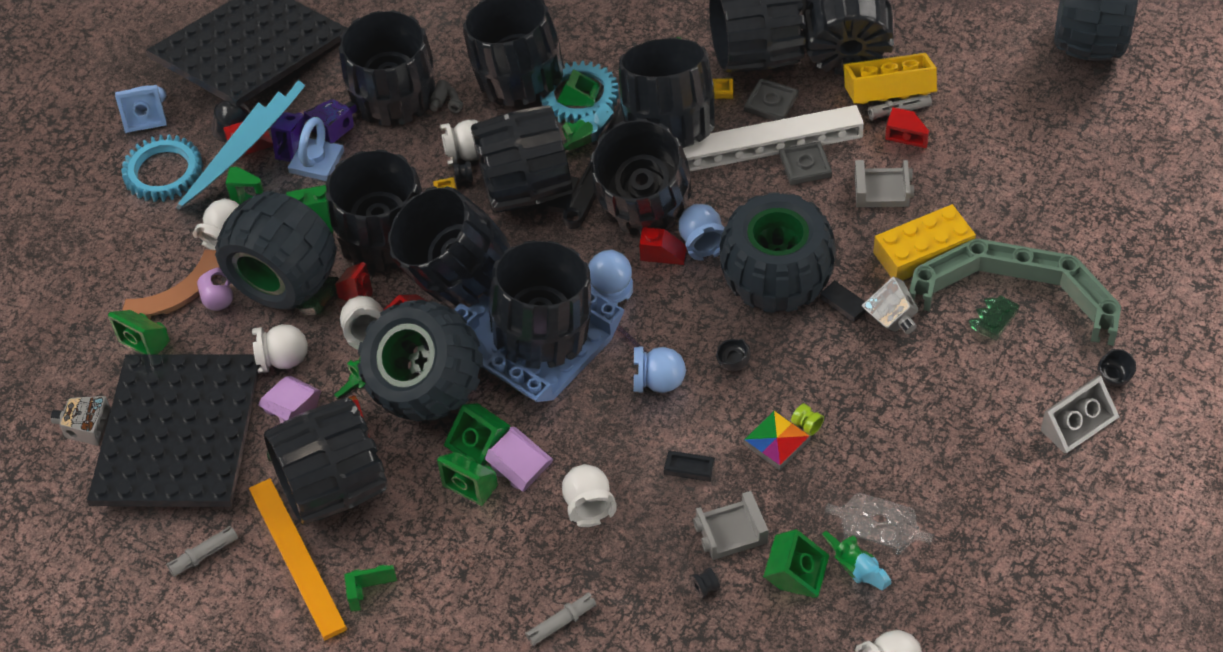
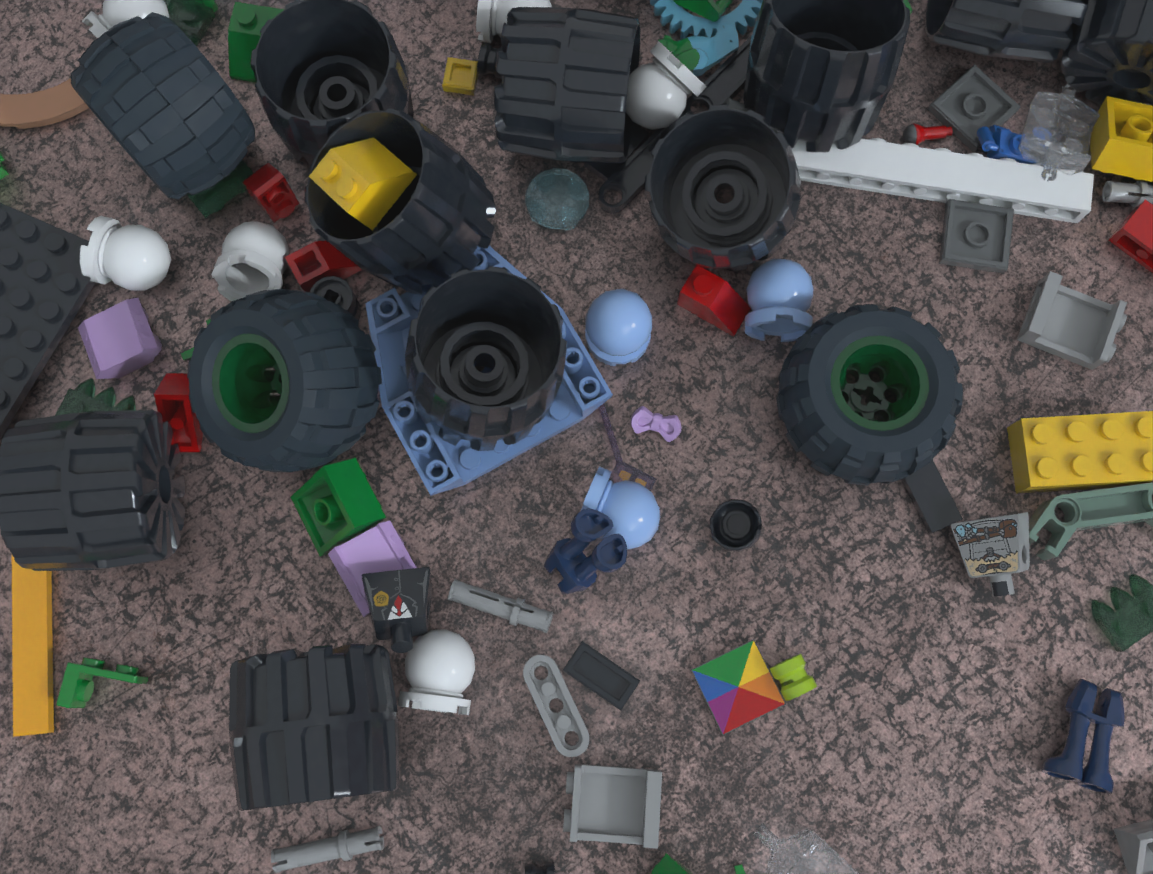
camera: 20 degrees right, 25 degrees up
(214, 296) = (82, 130): lavender helmet -> none
(423, 237) = (363, 179): none -> yellow slope
(467, 477) = (293, 571): green slope -> none
(525, 531) = (313, 725): none -> black wheel
(538, 228) = (557, 199): none -> clear light blue dish
(542, 461) = (399, 605): none -> black torso
(579, 144) = (660, 90): none -> white tile
(612, 450) = (514, 610): none -> light grey pin
(636, 404) = (568, 554): none -> dark blue piece
(665, 481) = (556, 722): none -> light grey plate
(666, 321) = (645, 420): none -> lavender piece
(723, 88) = (915, 59): yellow tile -> none
(742, 122) = (917, 134): none -> red piece
(799, 108) = (1001, 143): none -> blue piece
(825, 91) = (1058, 132): none -> clear plate
(992, 403) = (1108, 715): none -> dark blue piece

